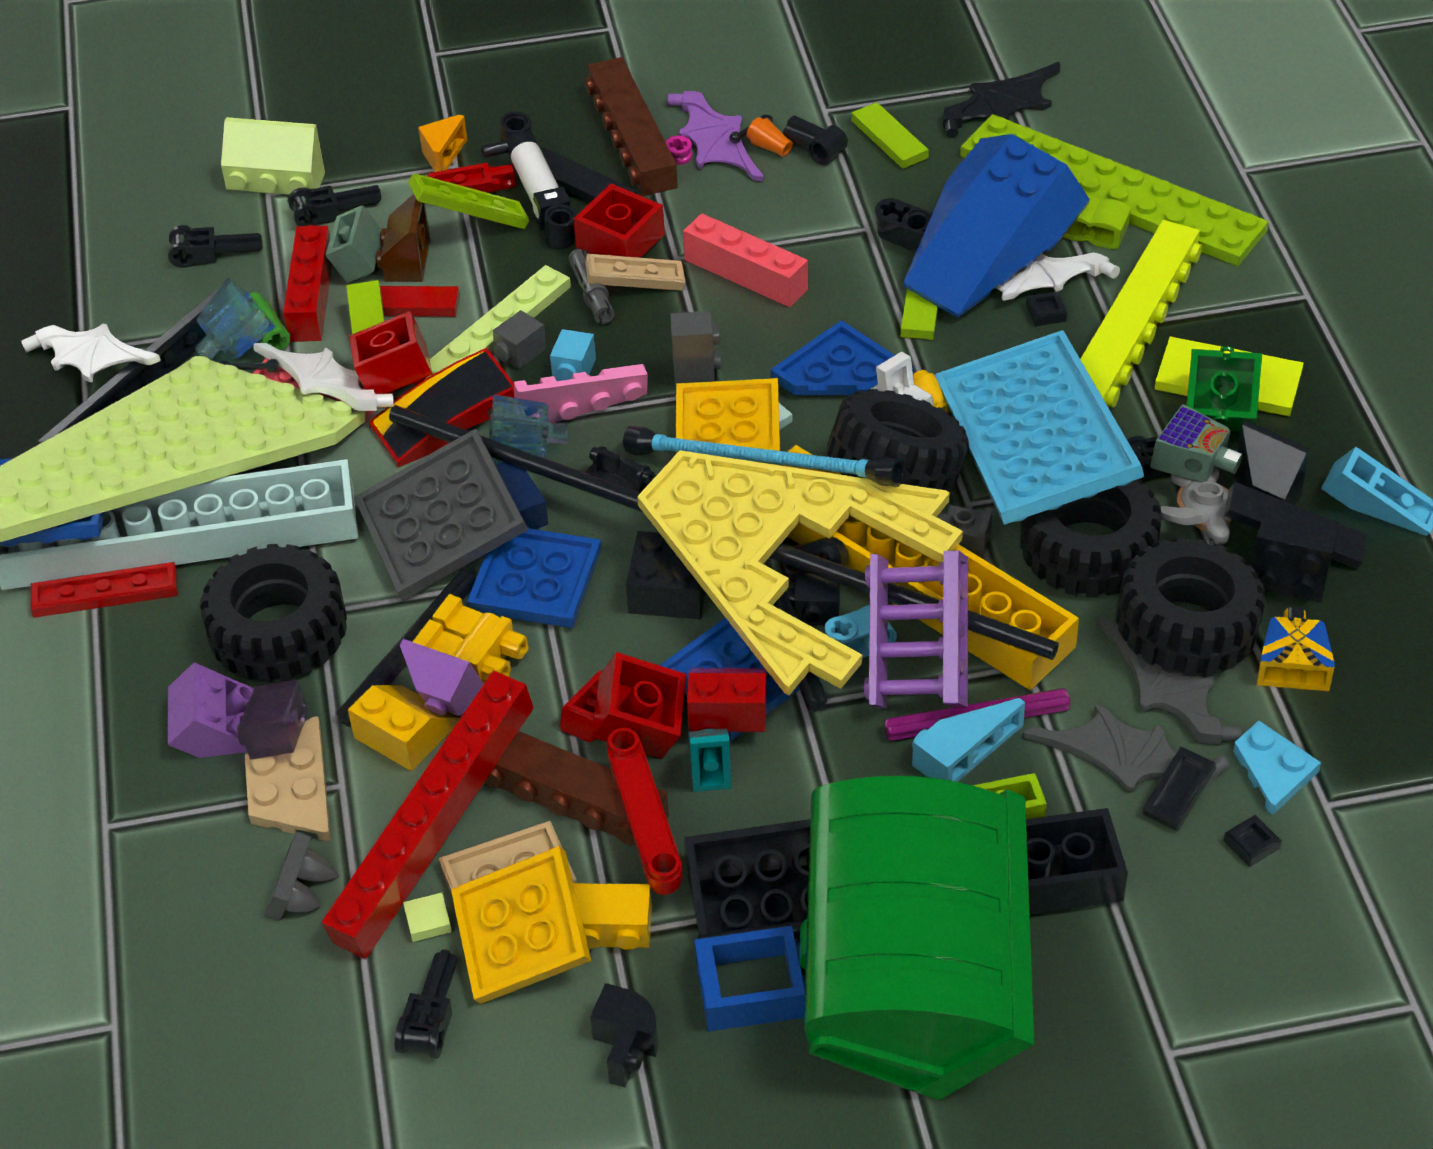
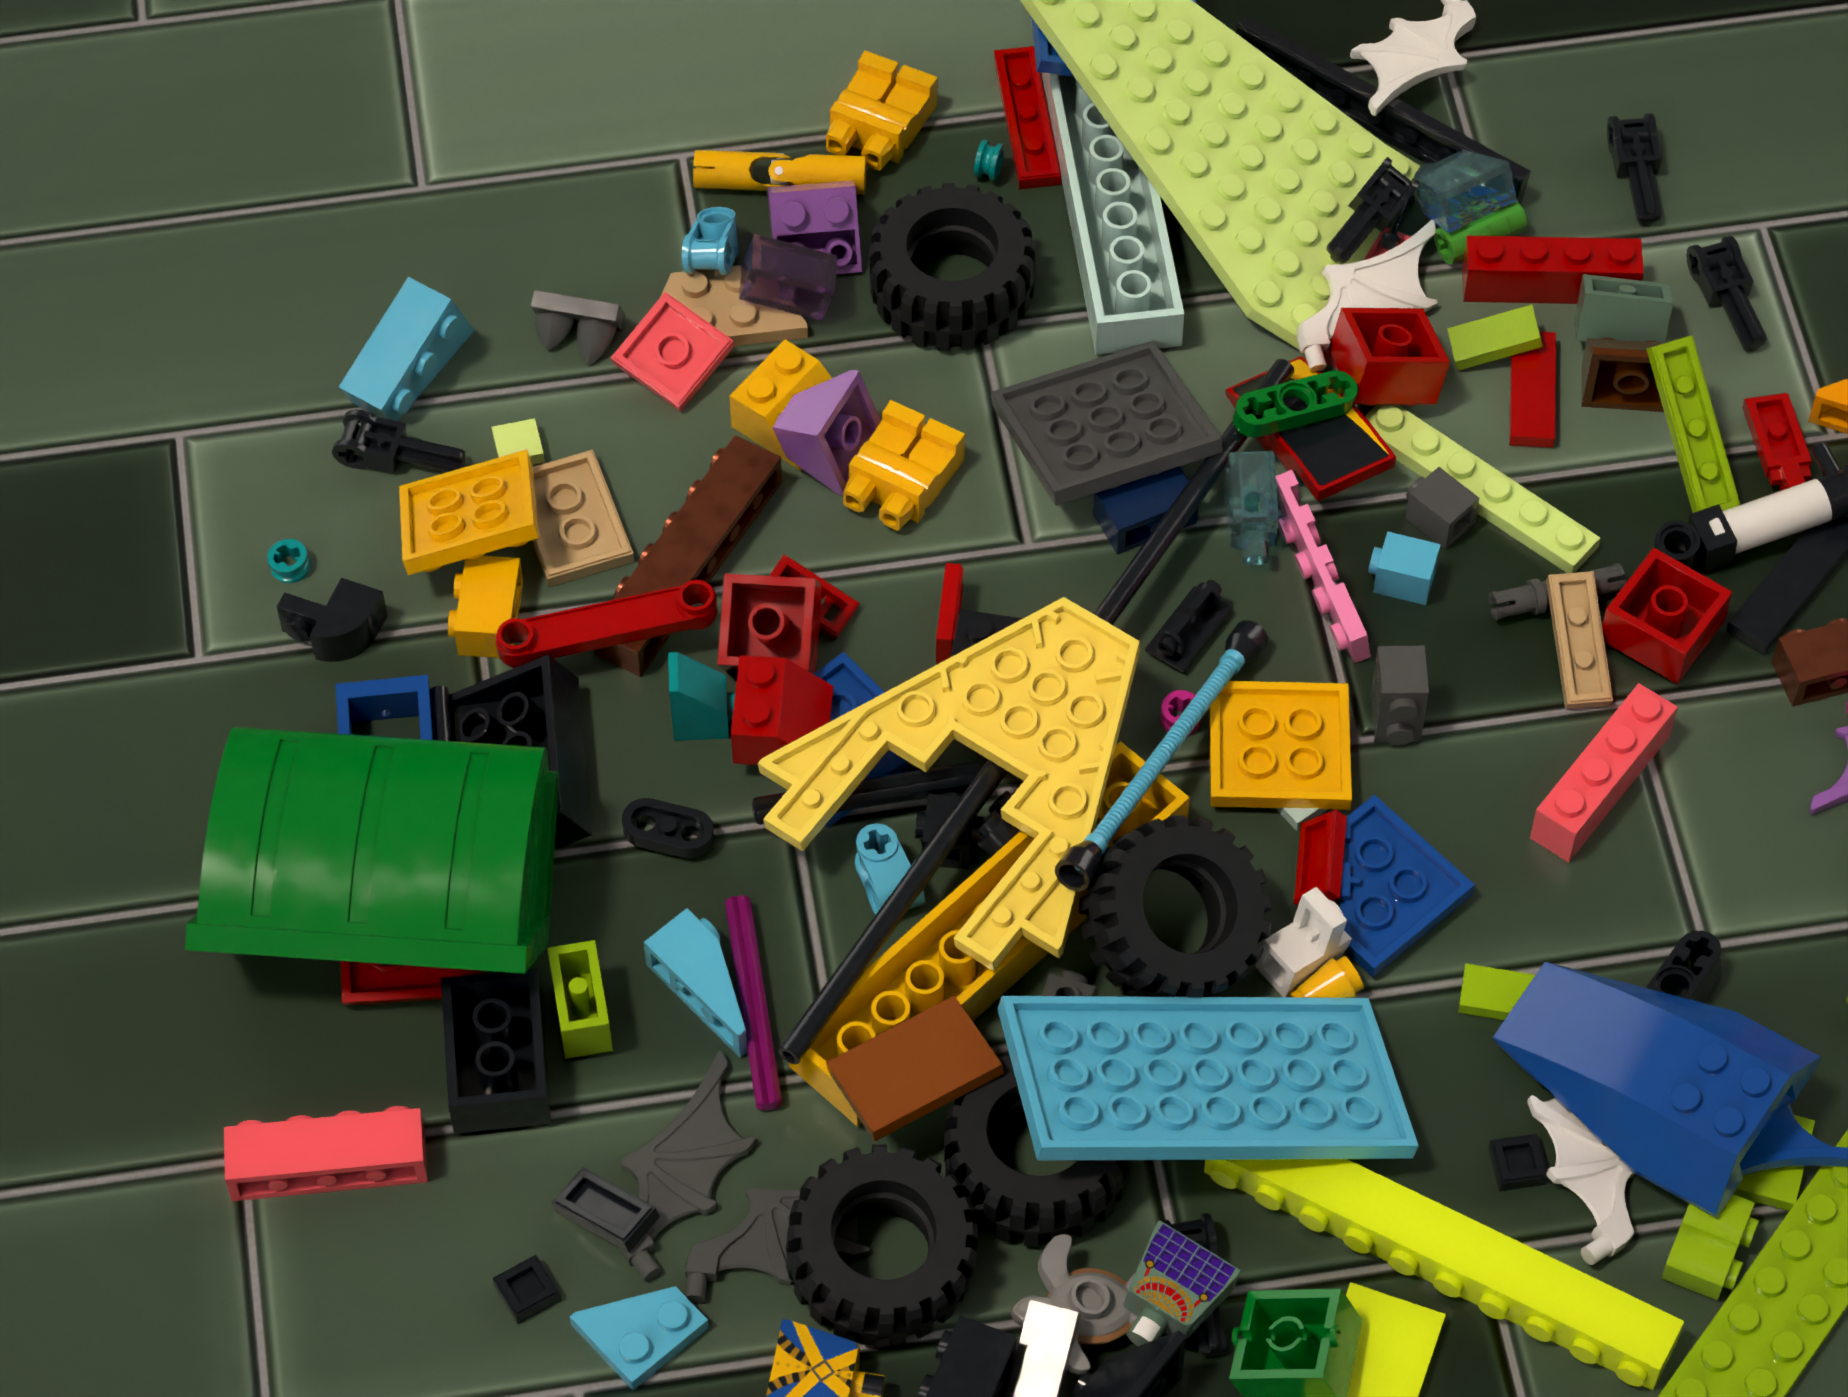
camera: 90 degrees right, 10 degrees up
(87, 678) = (881, 110): none -> yellow hips
(139, 768) = (734, 170): none -> yellow piece
(153, 605) = (989, 160): none -> teal bush
(229, 773) = (711, 241): none -> medium azure piece
(243, 360) = (1373, 208): none -> black connector
(270, 156) = (1796, 210): yellowish green slope -> none
(330, 997) = (406, 351): none -> medium azure wedge
(340, 803) = (672, 351): none -> coral tile
(394, 660) = (976, 443): black axle -> none
(428, 815) = (628, 422): red brick -> none
(437, 406) = (1281, 417): none -> green beam
(536, 577) = (1012, 534): blue plate -> none
(555, 1071) = (286, 573): none -> teal bush
(614, 608) = (949, 610): none -> red tile
(820, 396) = (1321, 855): none -> red tile
(820, 773) = (670, 827): none -> black plate
(950, 648) = (840, 934): medium lavender fence -> none
(1055, 575) = (914, 1068): none -> dark orange tile
(1164, 982) = (325, 1153): none -> coral brick

